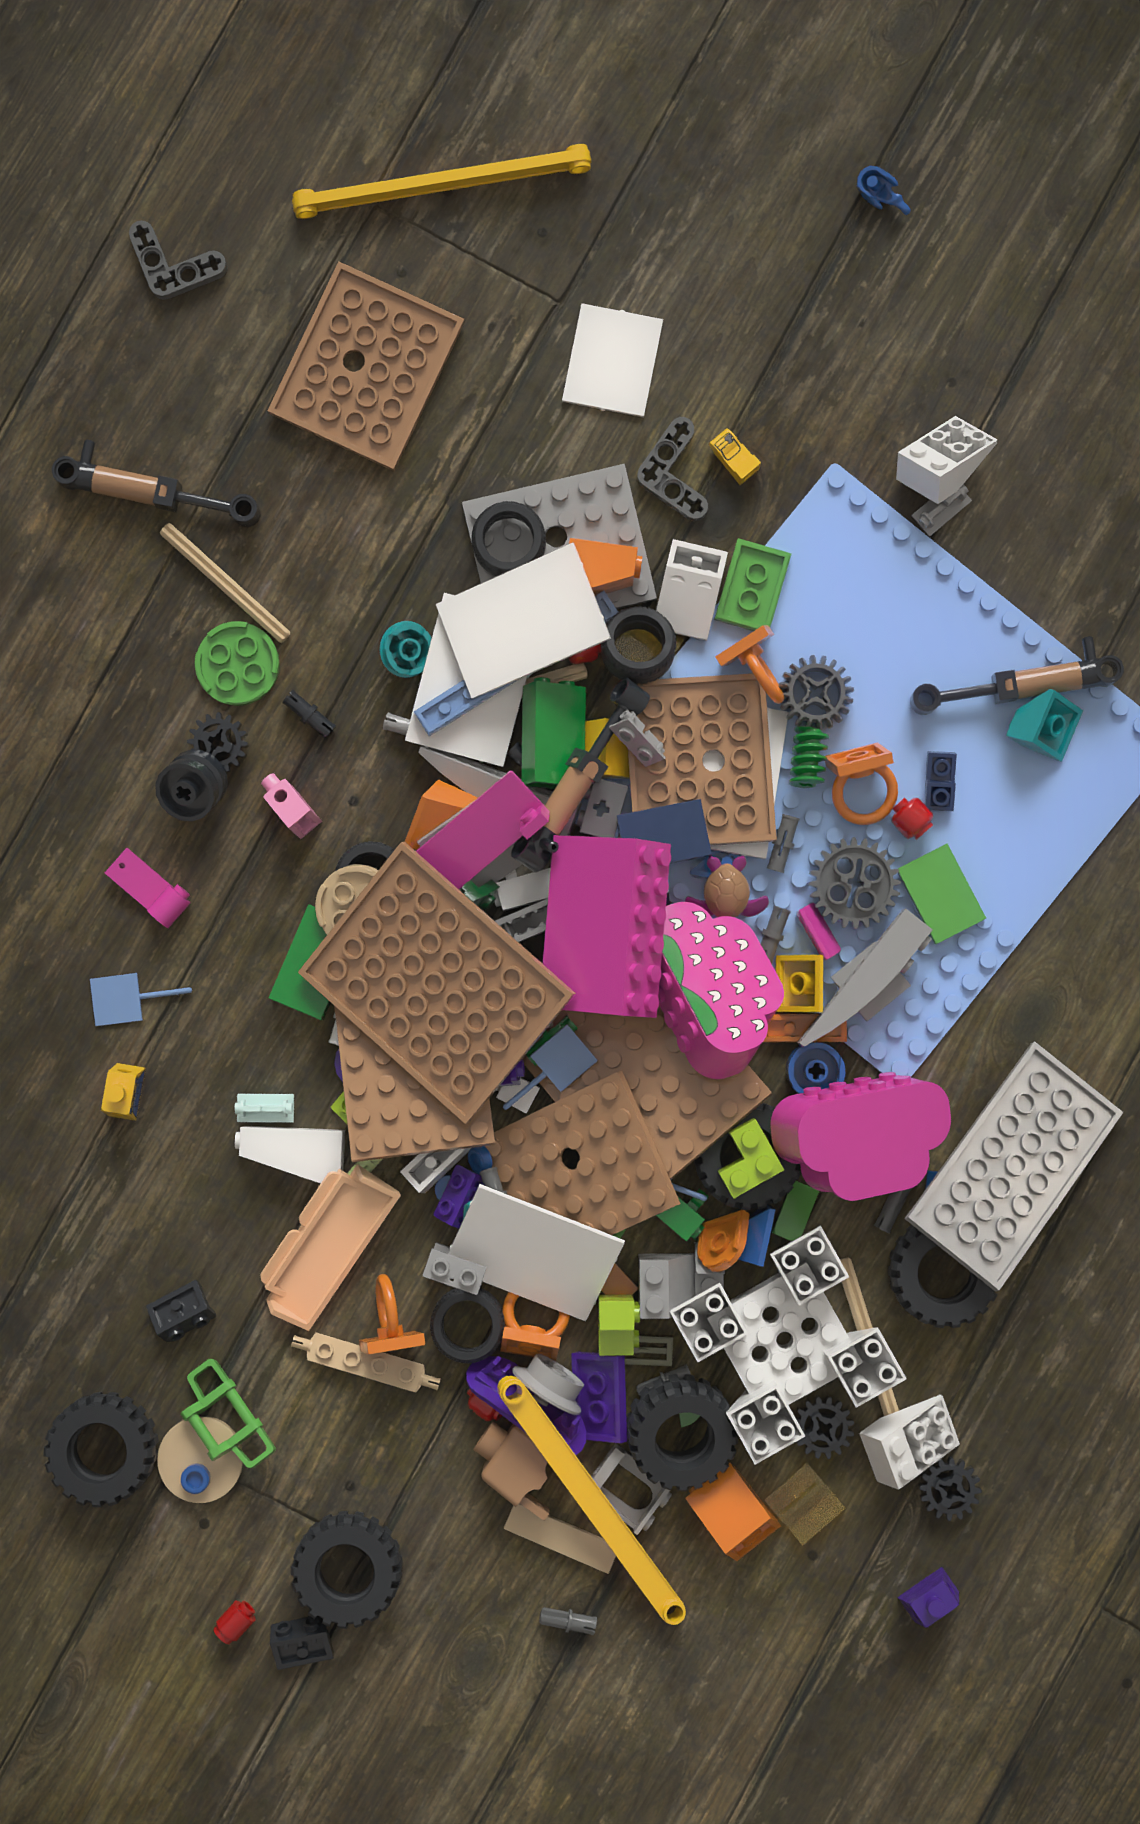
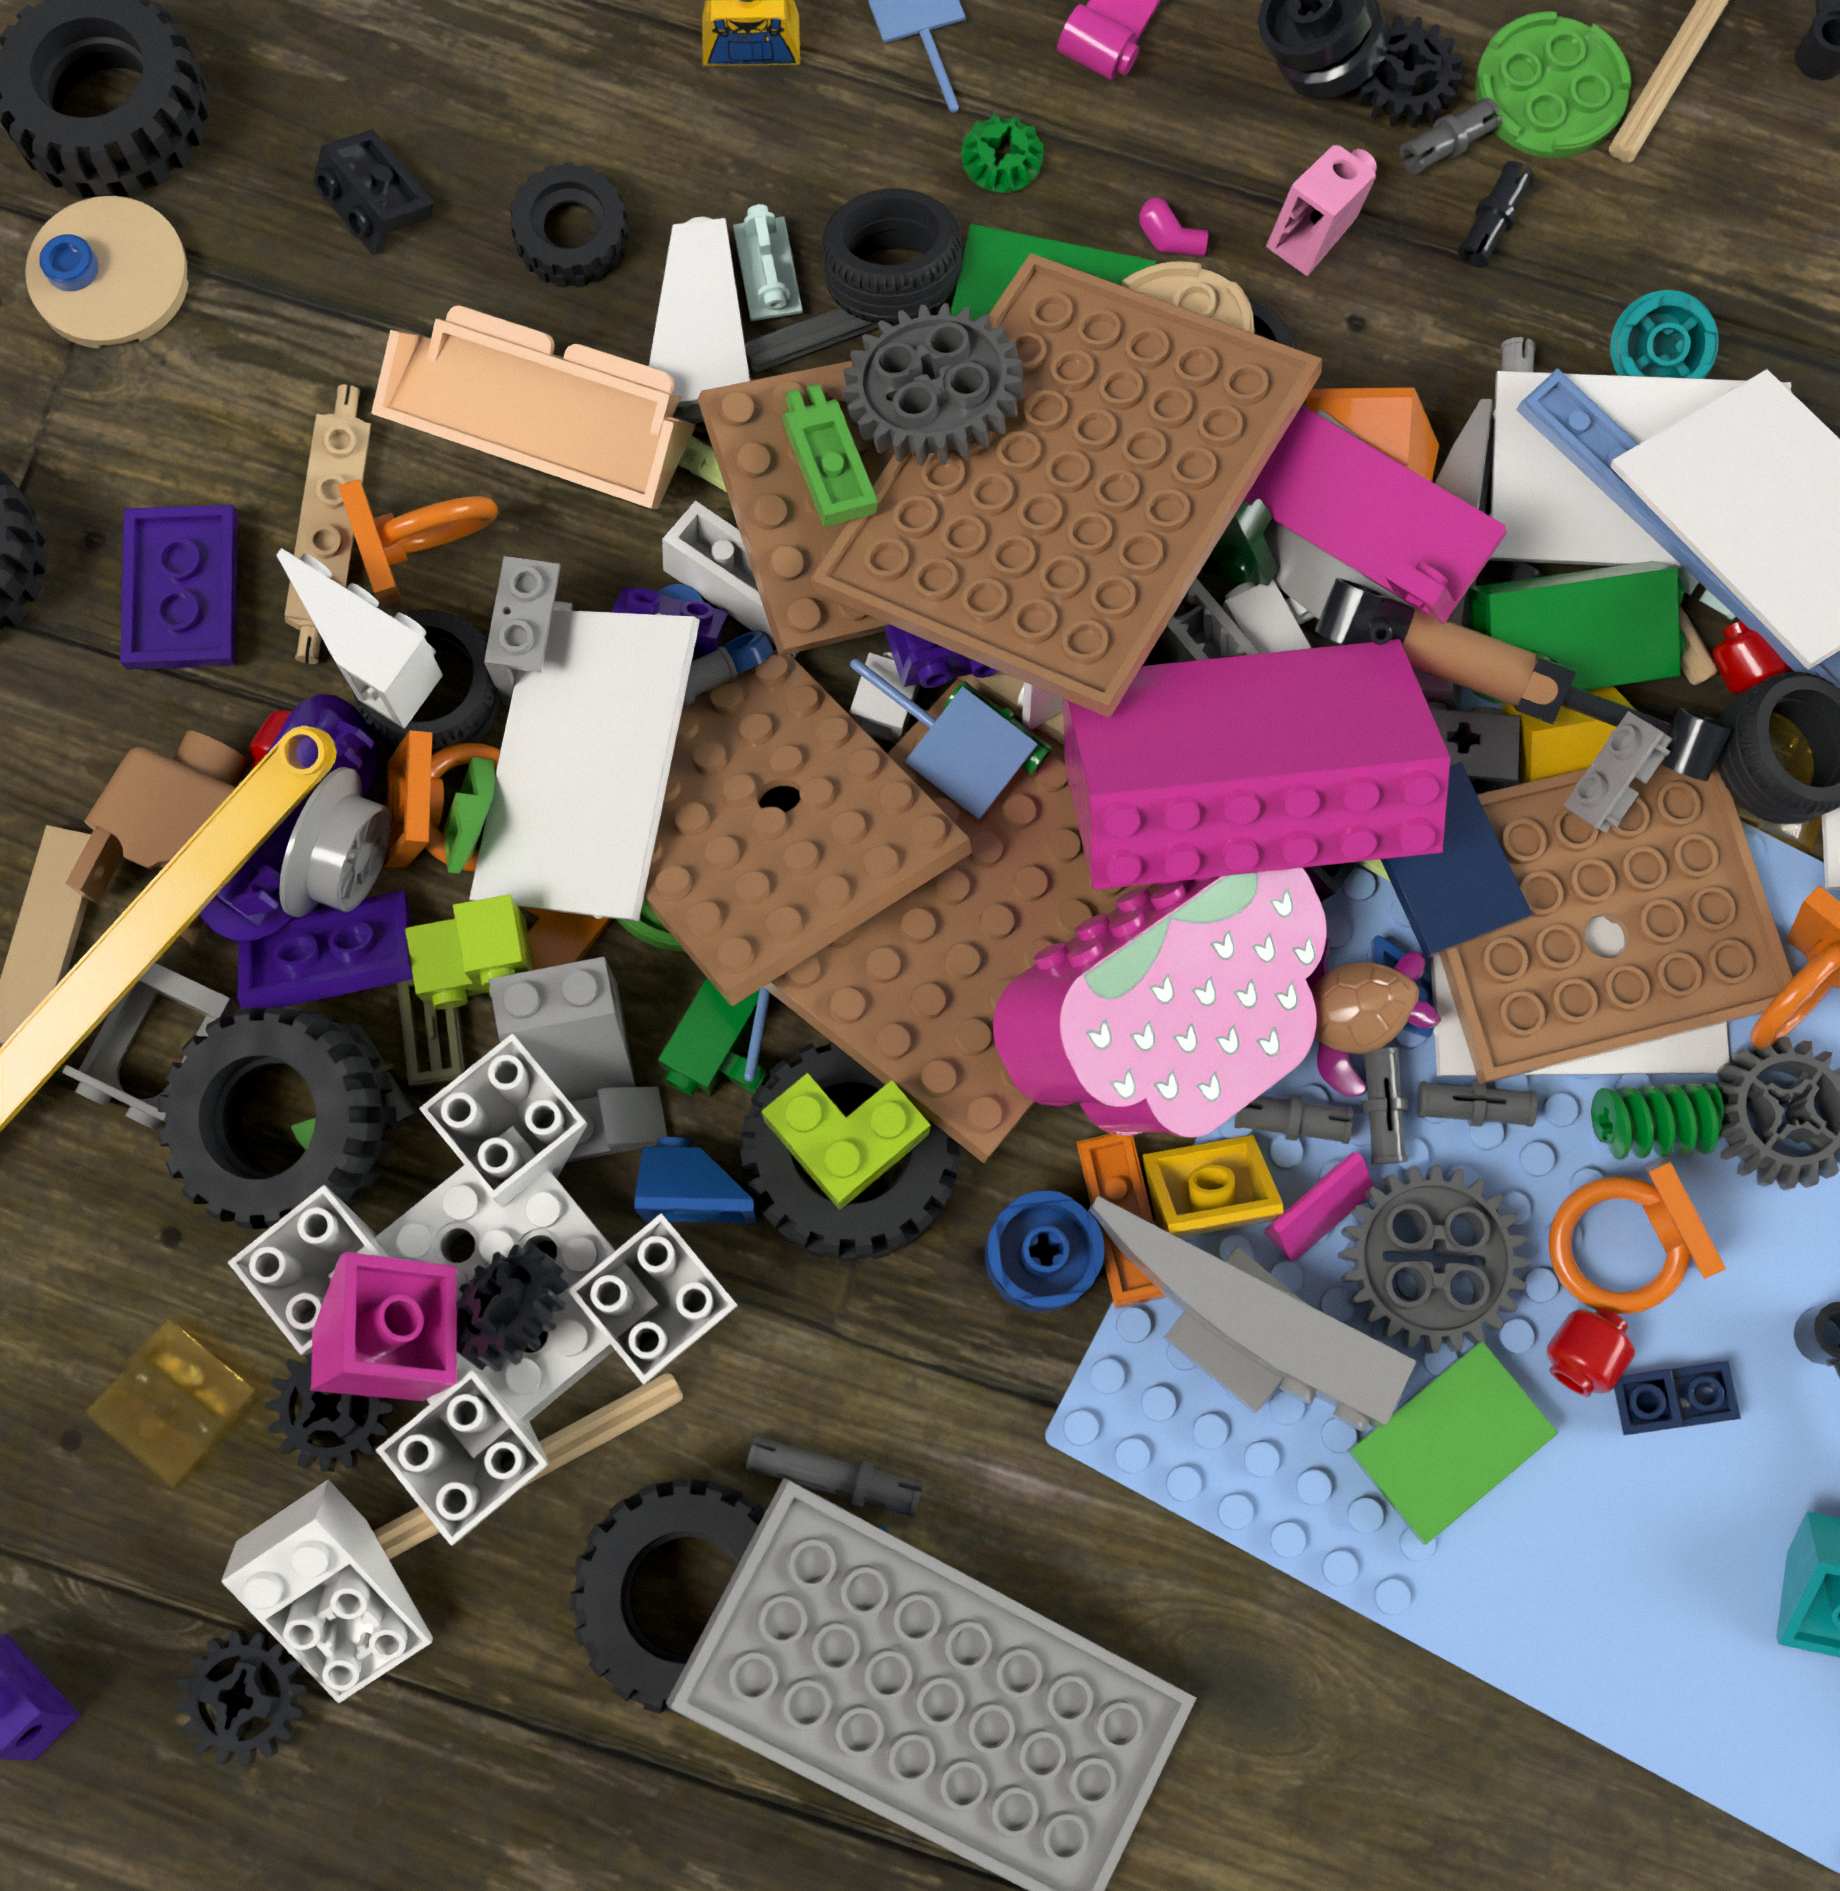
camera: 65 degrees right, 10 degrees down
(202, 1199) = (569, 185): none -> black tyre
(226, 1389) = (210, 258): bright green bar -> none
(234, 966) = (1015, 169): none -> green gear
(253, 1043) = (887, 221): none -> black tyre
(259, 727) = (1450, 135): none -> dark grey pin
(286, 891) = (1166, 232): none -> dark pink arm
(304, 1073) = (804, 338): none -> dark grey axle
(388, 1444) = (179, 587): none -> dark purple plate
(395, 1037) = (933, 384): none -> dark grey gear
(401, 1102) = (828, 457): none -> bright green hinge
(458, 1354) = (377, 654): none -> white slope
(543, 1313) = (468, 813): none -> bright green slope
(723, 1240) = (672, 1128): orange tile -> none
(732, 1513) = (131, 1257): orange slope -> none
(794, 890) = (1385, 1106): none -> dark grey pin
(795, 1211) = (758, 1270): bright green slope -> none
(799, 1335) = (508, 1307): none -> black gear
(801, 1393) = (386, 1329): none -> dark pink slope
(862, 1134) = (939, 1361): dark pink brick -> none

